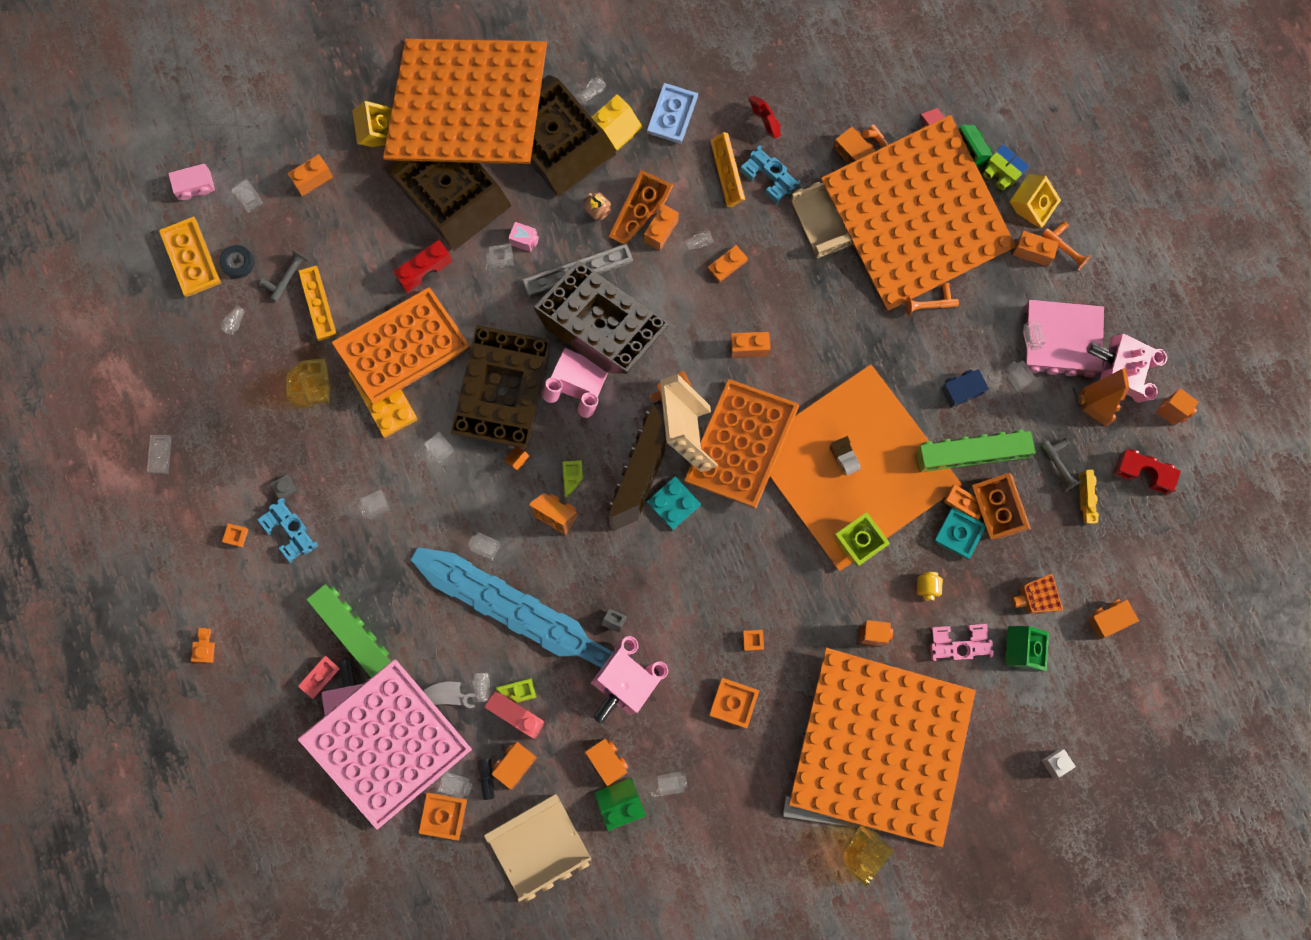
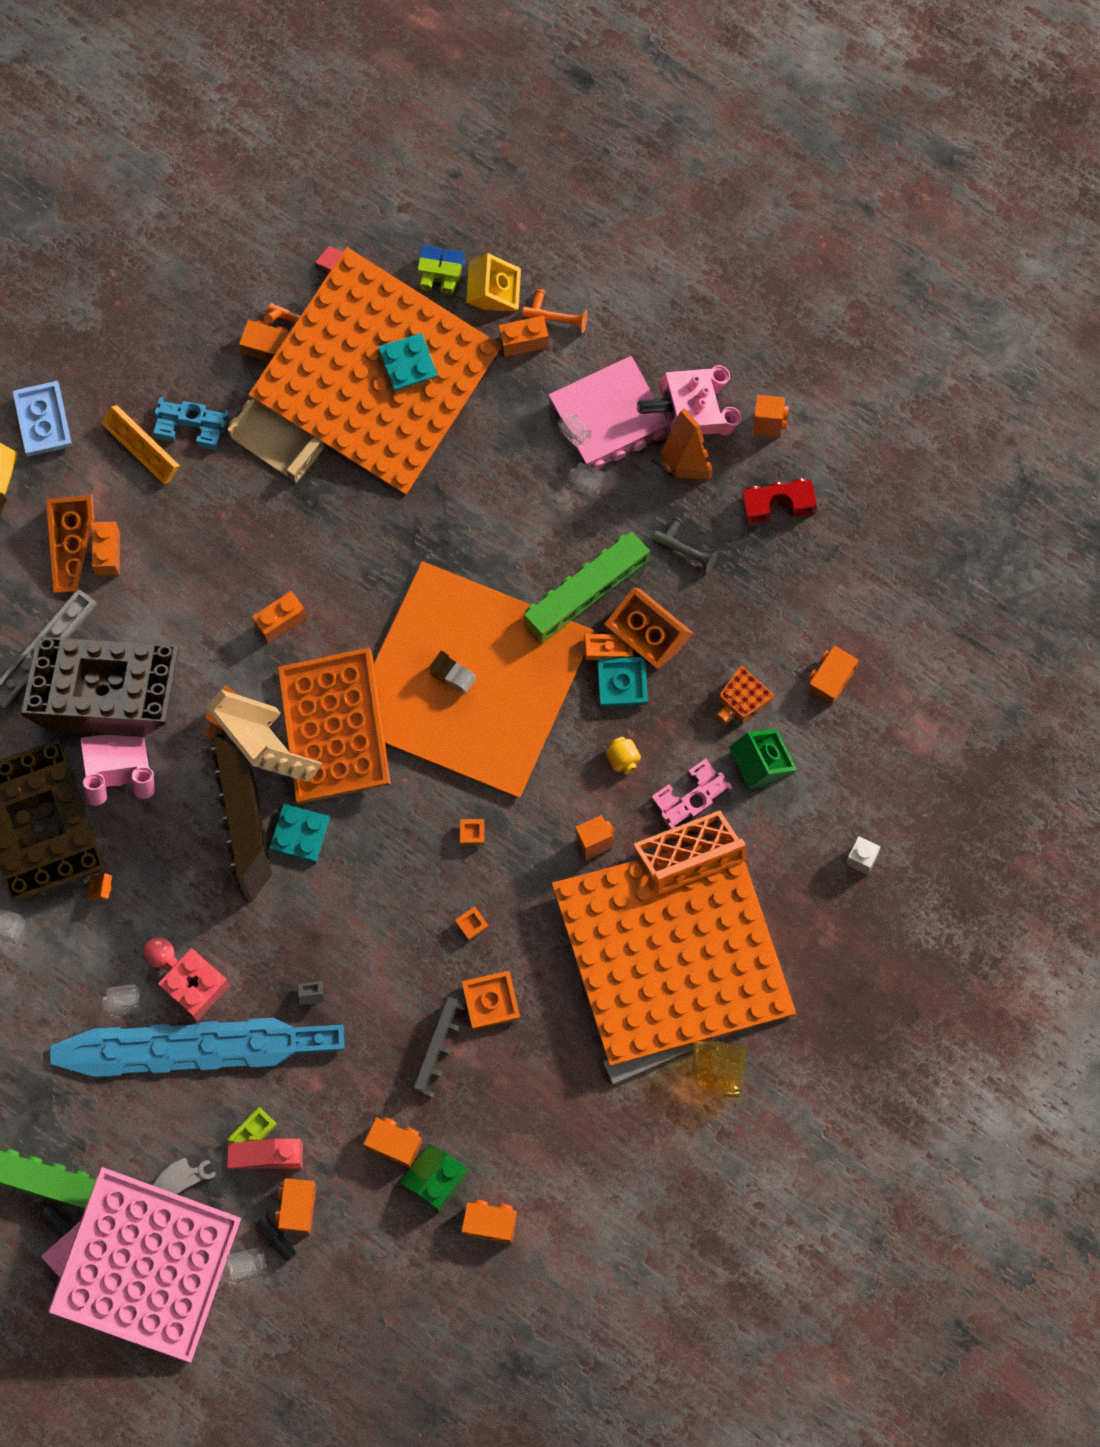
camera: 25 degrees left, 5 degrees down
(319, 677) = (29, 1245): coral plate -> none
(443, 816) = (253, 1305): orange plate -> none
(481, 686) = (210, 1147): clear cone -> none
(528, 530) = (191, 968): none -> coral brick
(538, 848) = (375, 1275): tan panel -> none
(554, 513) = (176, 920): orange slope -> none
(572, 475) = (172, 870): lime tile -> none
(597, 206) = (21, 567): nougat head -> none
(625, 680) = (361, 1044): bright pink piece -> none
(638, 861) = (489, 1222): none -> orange brick
(671, 783) = (475, 1122): clear brick -> none
(677, 712) = (436, 1046): none -> dark grey hinge
(700, 240) = (157, 537): clear cone -> none
(727, 263) = (202, 545): orange plate -> none
(762, 110) = (140, 358): red plate -> none
(792, 575) = (471, 831): none -> orange plate
(861, 540) = (520, 749): lime brick -> none
(932, 699) = (698, 864): none -> orange fence
(944, 219) = (407, 362): none -> teal plate
(946, 303) = (464, 448): orange piece -> none
(964, 388) = (536, 528): dark blue brick -> none
(976, 145) = (396, 264): green slope -> none
(1088, 498) = (734, 565): yellow hinge -> none

